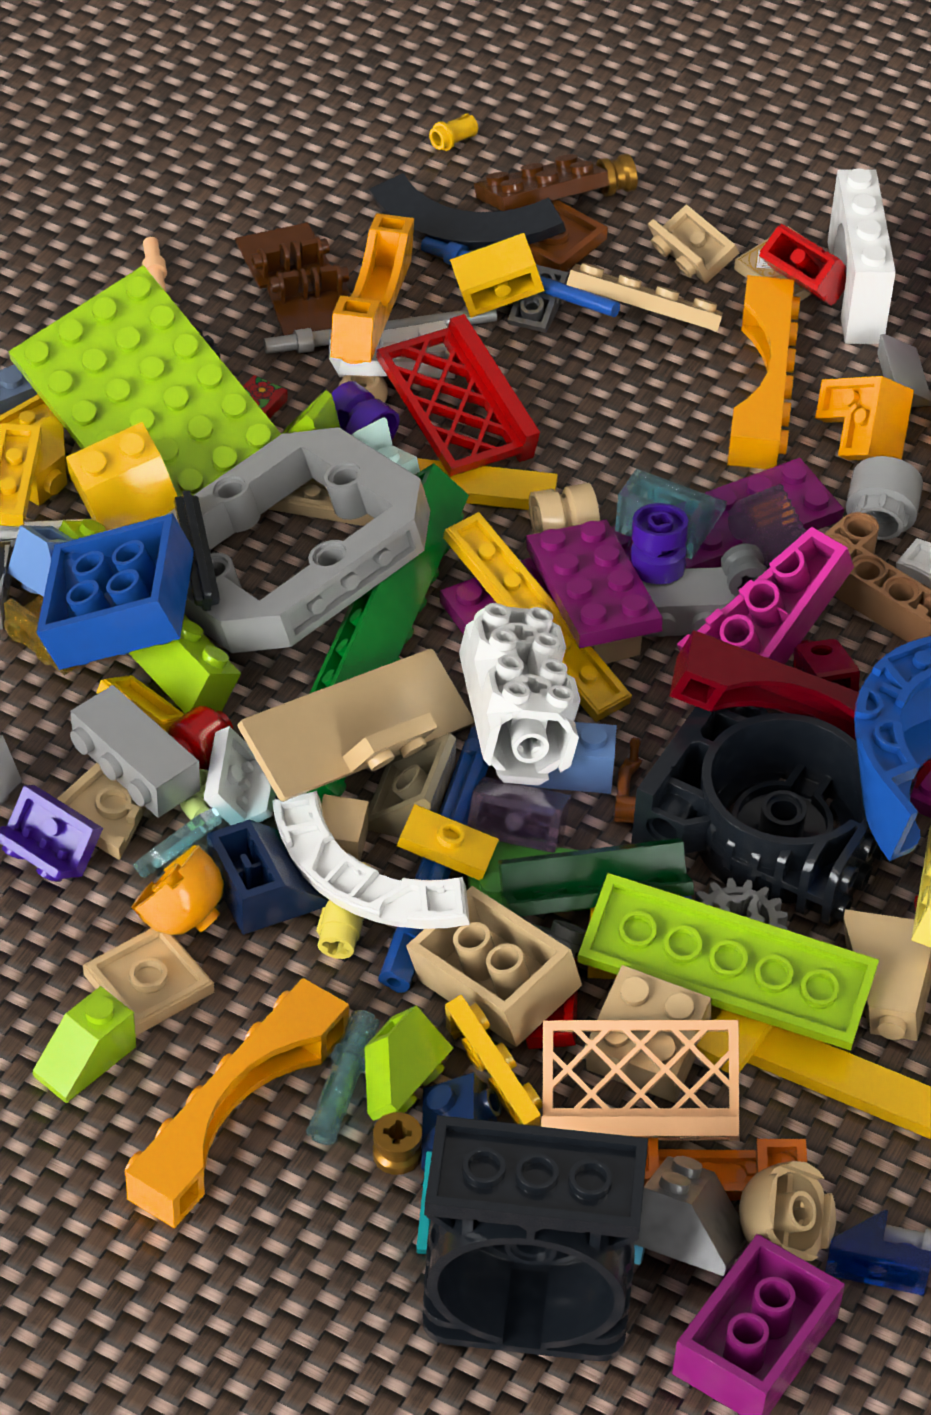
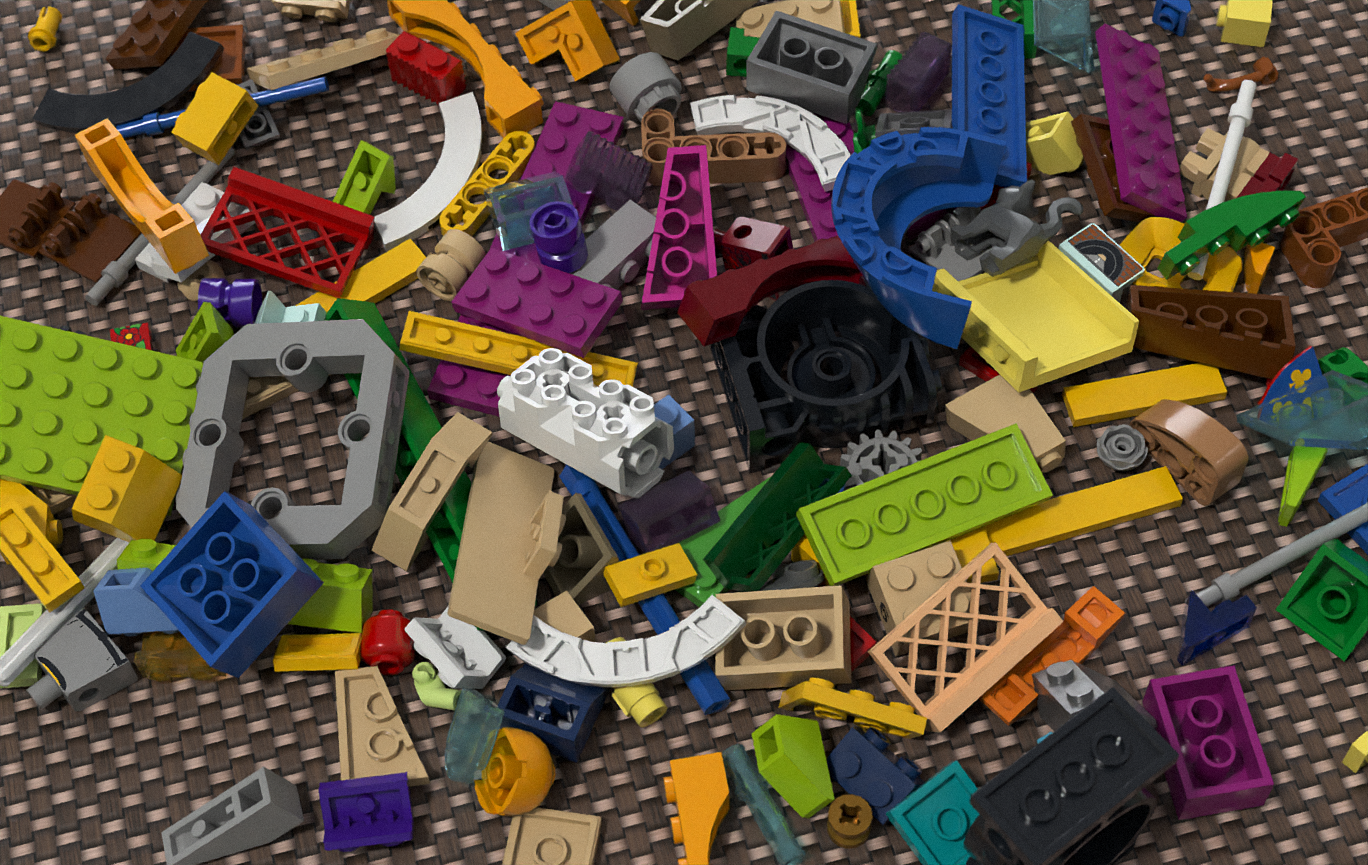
camera: 40 degrees left, 10 degrees up
(135, 751) = (365, 694): light grey brick -> none
(202, 575) = (215, 483): black axle -> none
(343, 638) = (427, 488): none -> tan slope
(569, 401) = (365, 178): none -> lime slope
(624, 802) = (719, 448): dark orange piece -> none
(652, 453) = (455, 167): none -> white tile
(716, 358) = (425, 68): none -> red brick
(721, 468) = (499, 159): none -> yellow beam
(741, 565) = (632, 212): dark grey wheel -> none
(789, 1209) = (1136, 647): tan cylinder -> none

